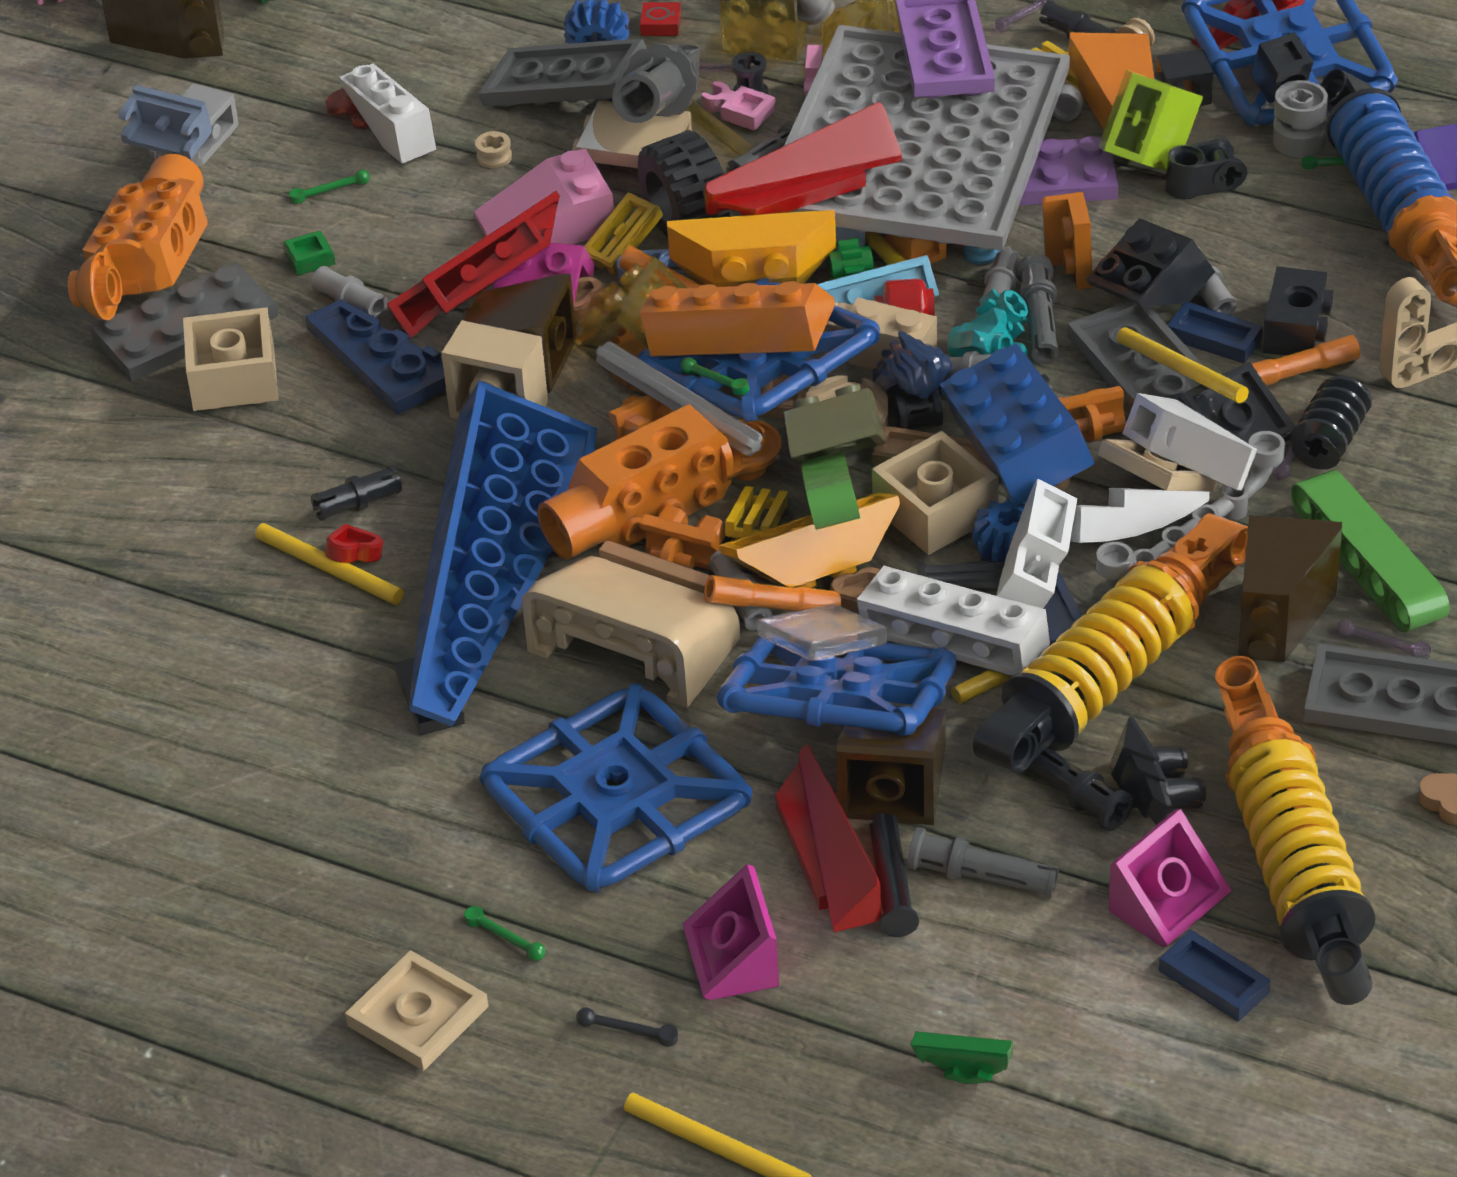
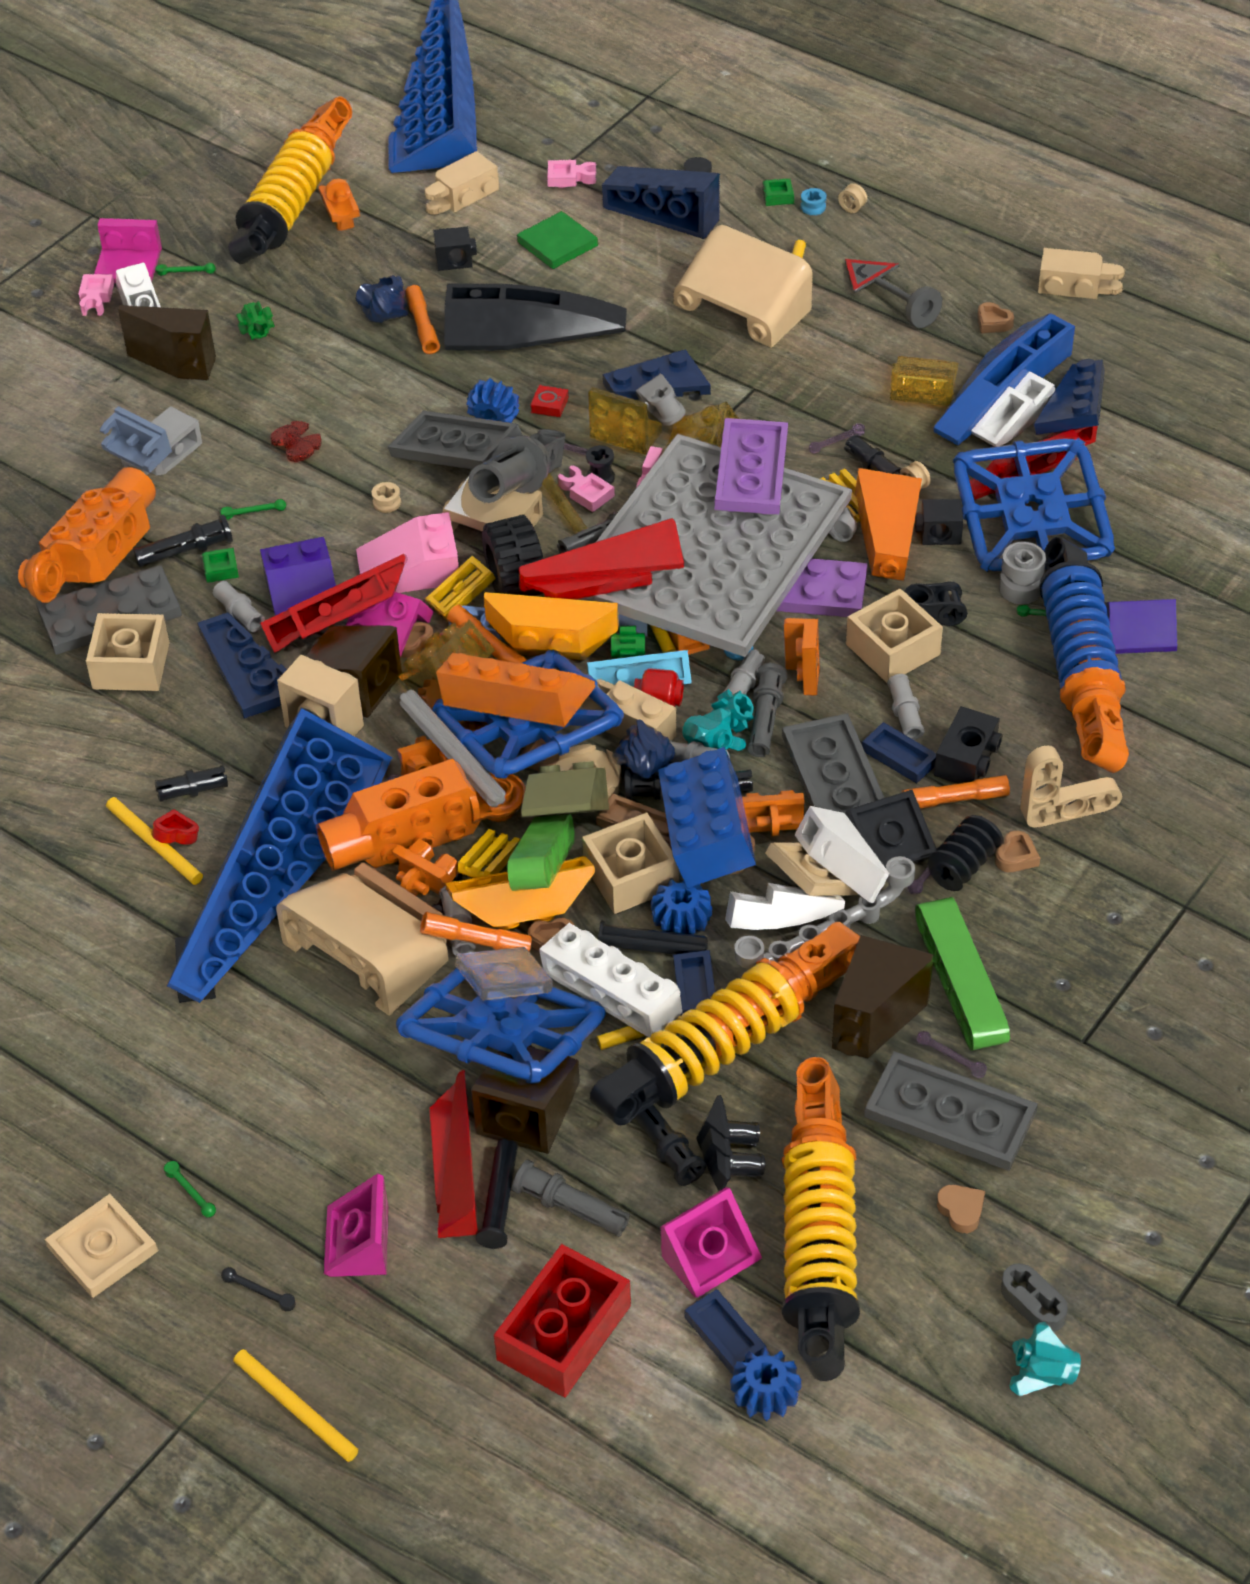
camera: 10 degrees right, 5 degrees up
(275, 229) = (202, 537): none -> black pin
(391, 112) = (314, 453): white slope -> none
(411, 243) = (296, 572): none -> dark purple slope
(610, 808) = (302, 1095): blue plate -> none
(739, 386) = (497, 748): green hinge -> none
(963, 1057) = (504, 1370): green tile -> none
(1023, 984) = (562, 1320): none -> red brick
(1038, 546) = (692, 929): white slope -> none
(1149, 120) = (896, 558): lime slope -> none
(1152, 267) = (860, 692): black slope -> none
(1173, 197) = (894, 635): none -> tan brick
(1182, 365) = (854, 781): yellow bar -> none
(1280, 62) = (1015, 525): black brick -> none
(1284, 1018) = (772, 1370): none -> blue gear
(1390, 417) = (1016, 853): none -> medium nougat tile

